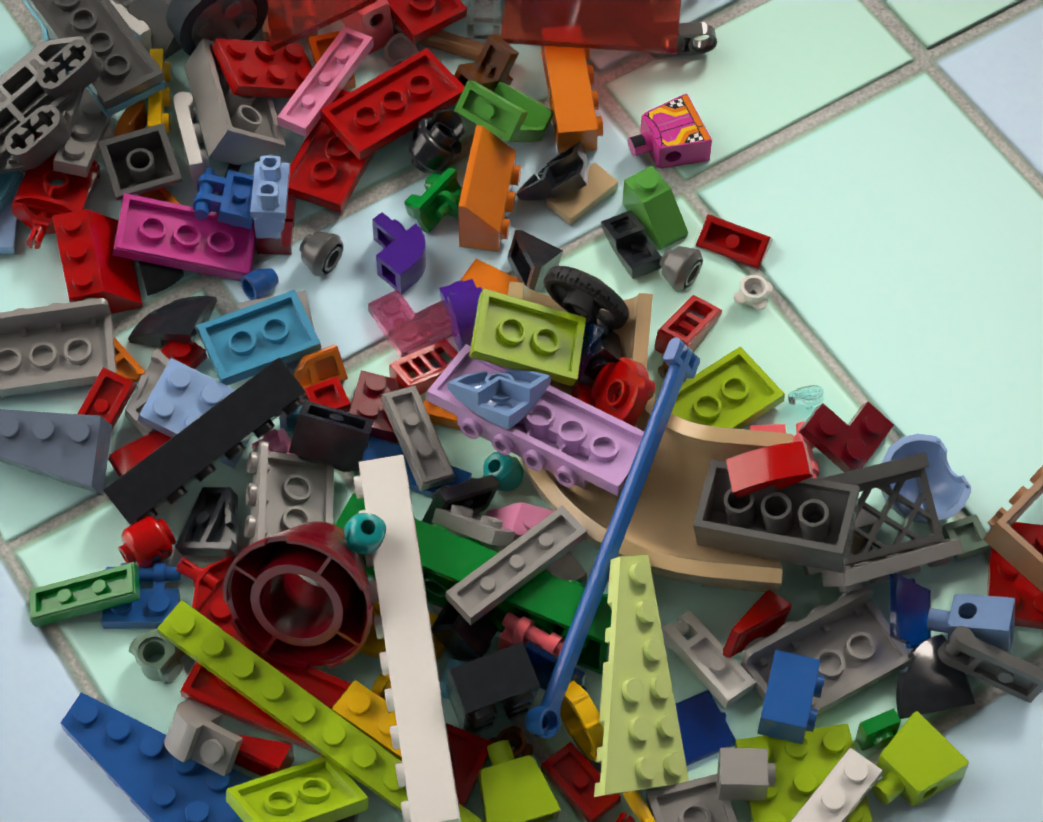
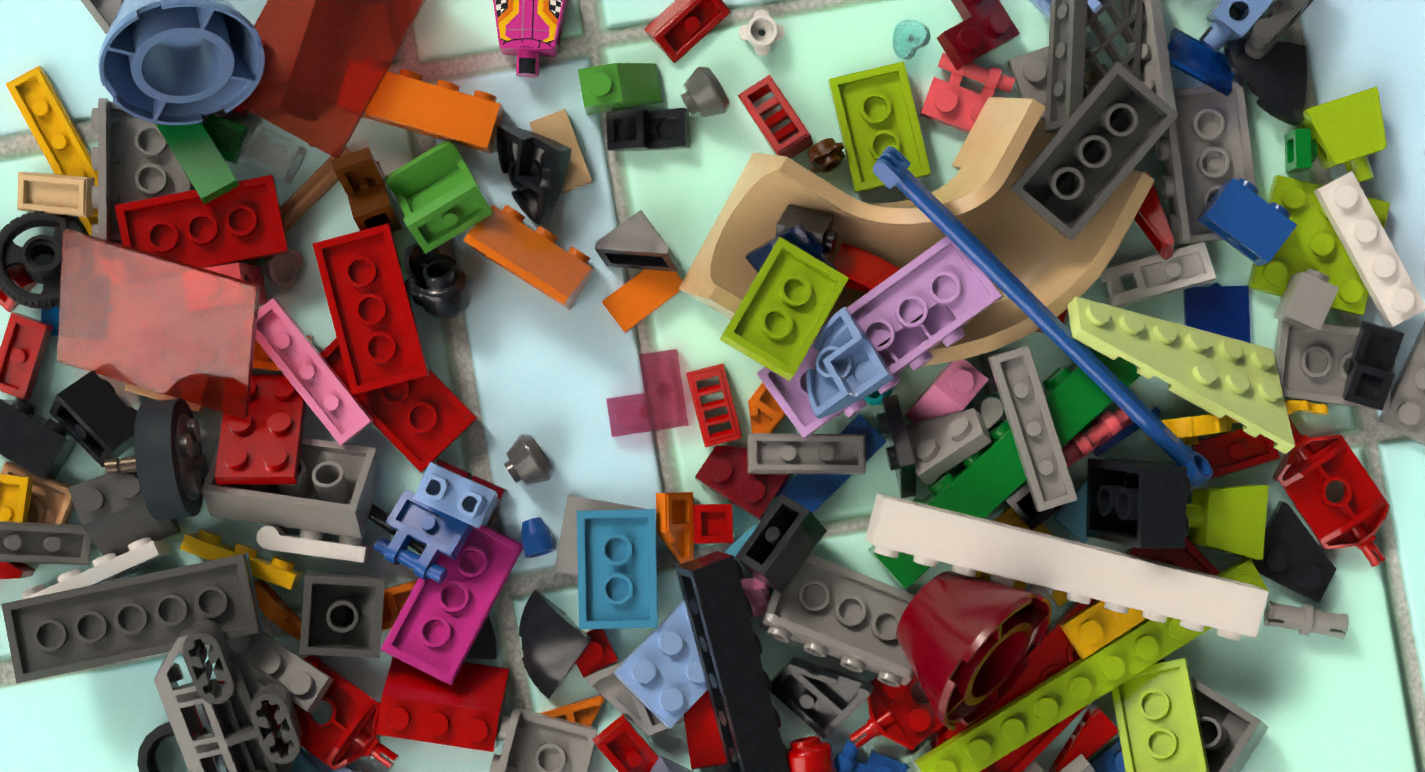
camera: 70 degrees left, 30 degrees up
(364, 533) = (962, 572): teal piece -> none
(403, 255) = (570, 370): dark purple brick -> none
(437, 201) = (515, 309): green hips -> none
(461, 304) = (678, 342): dark purple brick -> none
(586, 296) = (754, 225): black wheel -> none
(635, 386) = (879, 221): red plate -> none
(771, 465) = (1060, 140): red slope -> none

